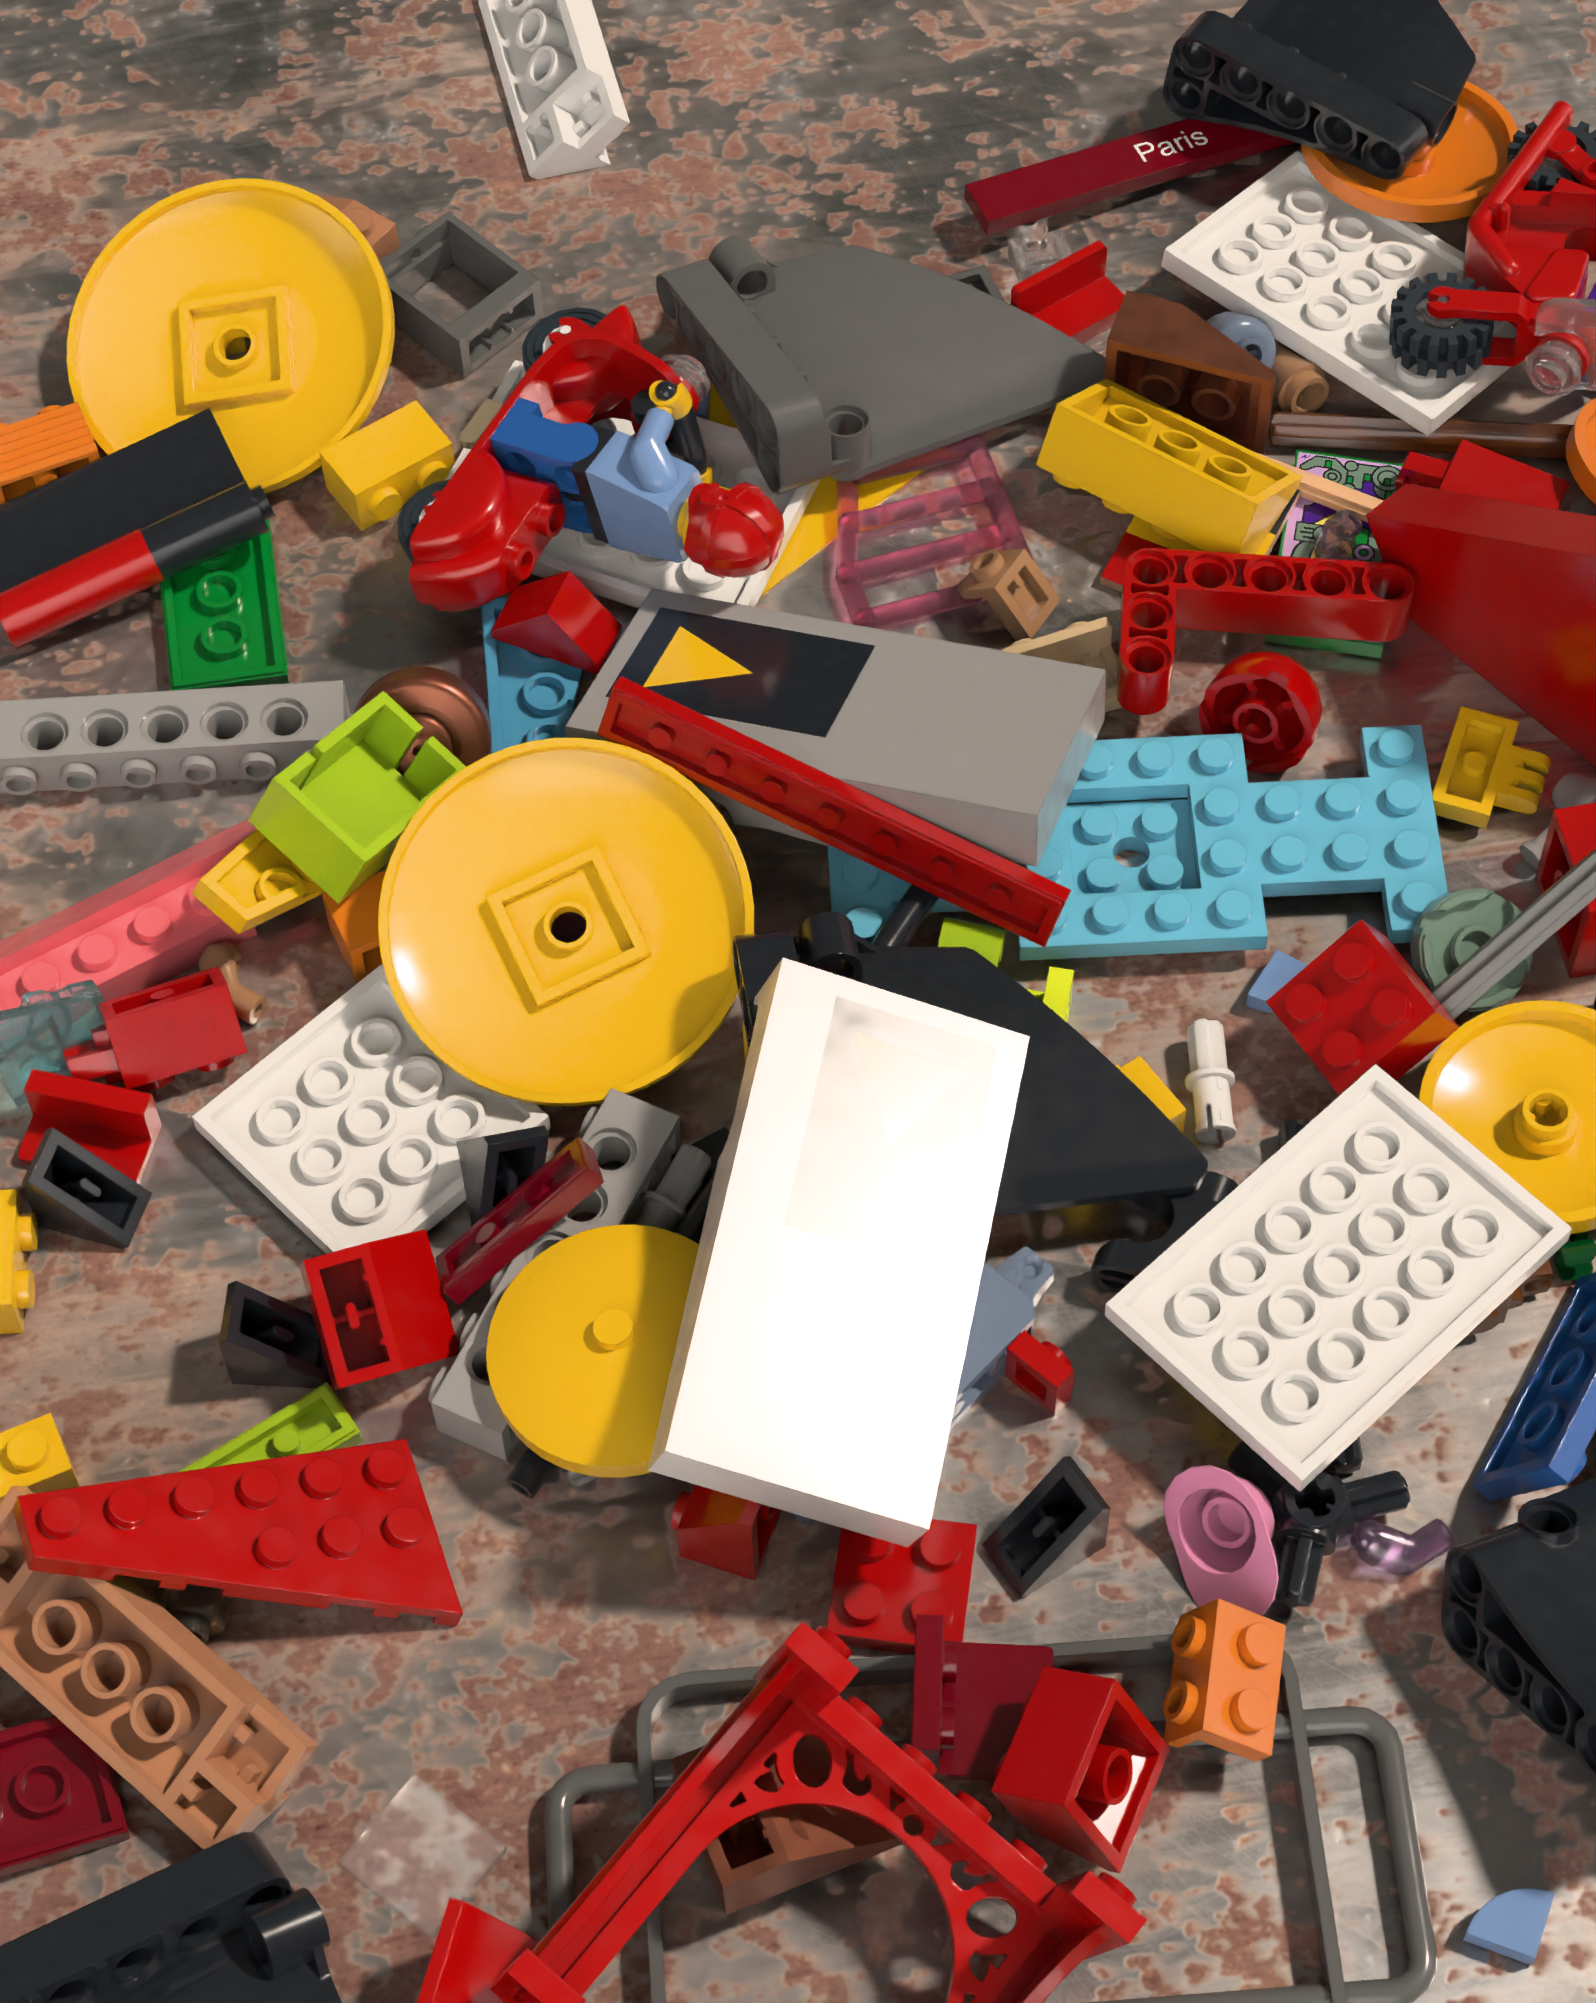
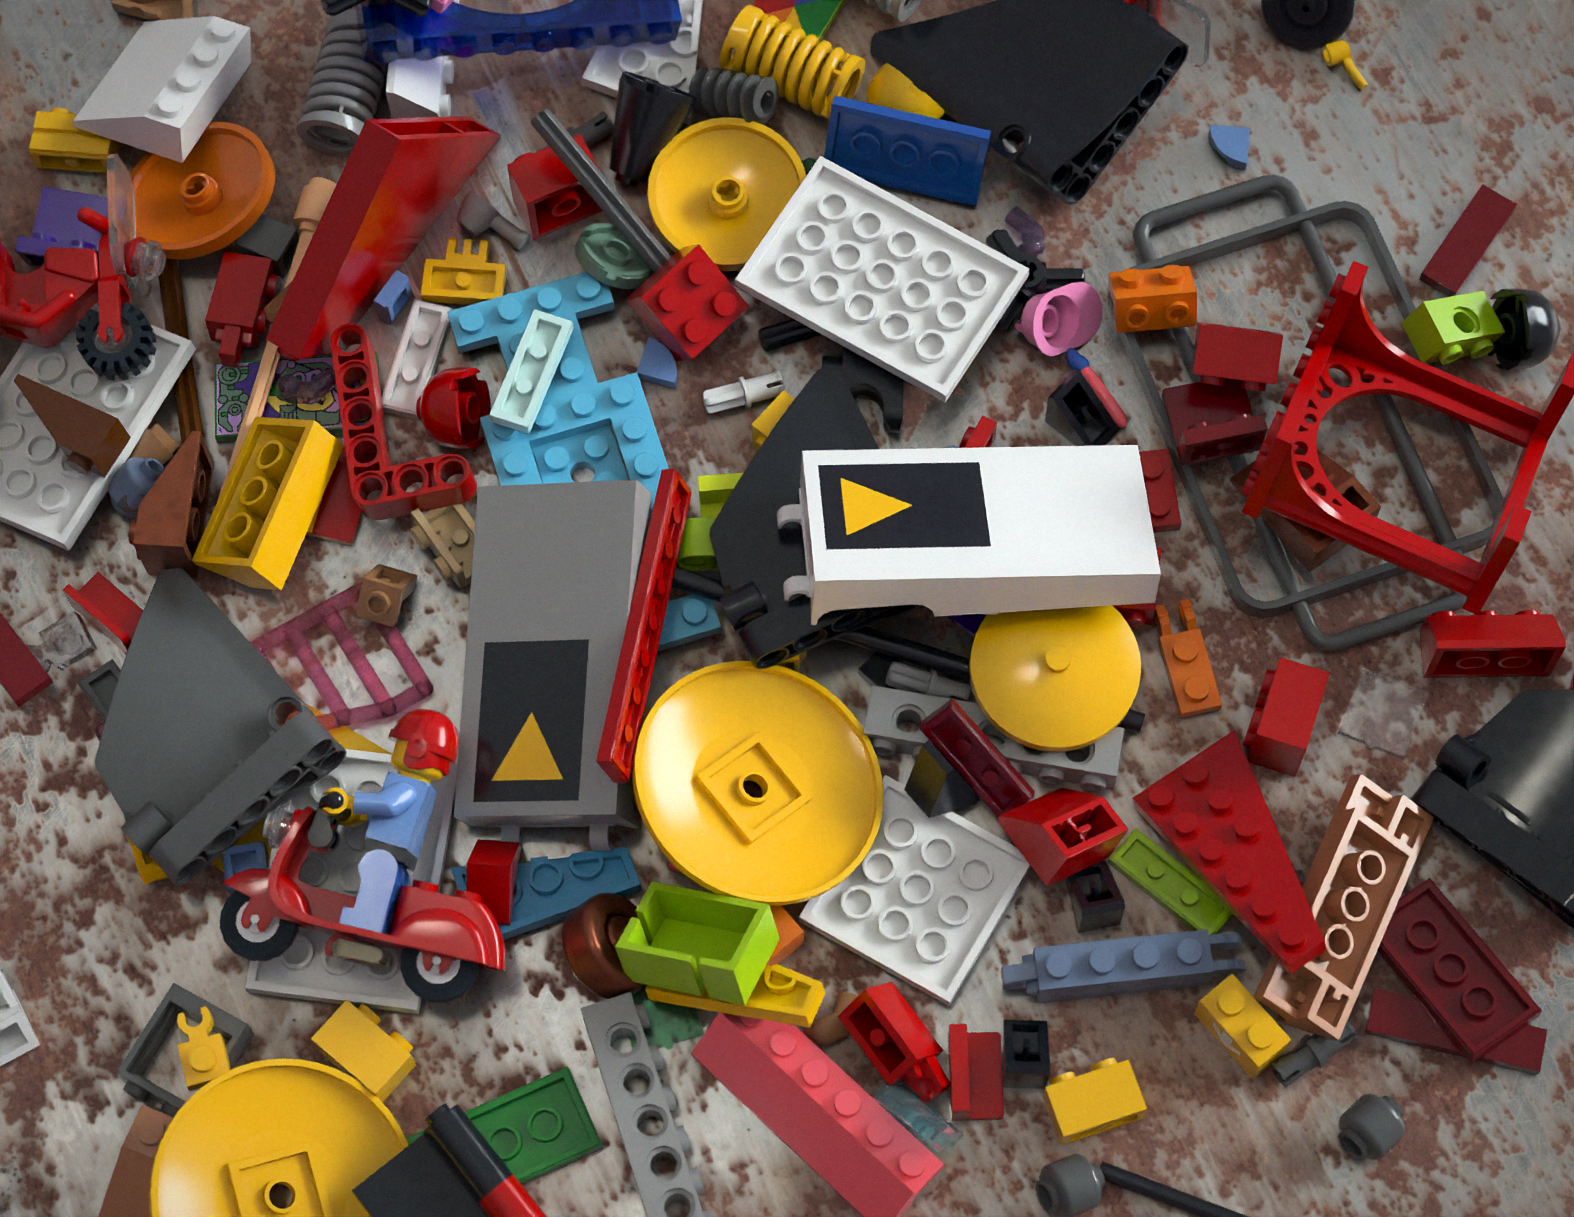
camera: 105 degrees left, 10 degrees up
(156, 1339) = (1122, 966): none -> sand blue hinge
(432, 286) = (203, 1055): none -> yellow plate
(440, 1669) = (1285, 716): none -> red brick
(599, 1581) = (1187, 663): none -> orange hinge
(1104, 1577) = (1079, 362): none -> coral piece
(1286, 786) = (531, 371): none -> light aqua plate
(1325, 268) = (84, 433): none -> reddish brown slope
(1374, 697) = (415, 358): none -> white tile
(1465, 675) = (393, 297): none -> medium blue tile

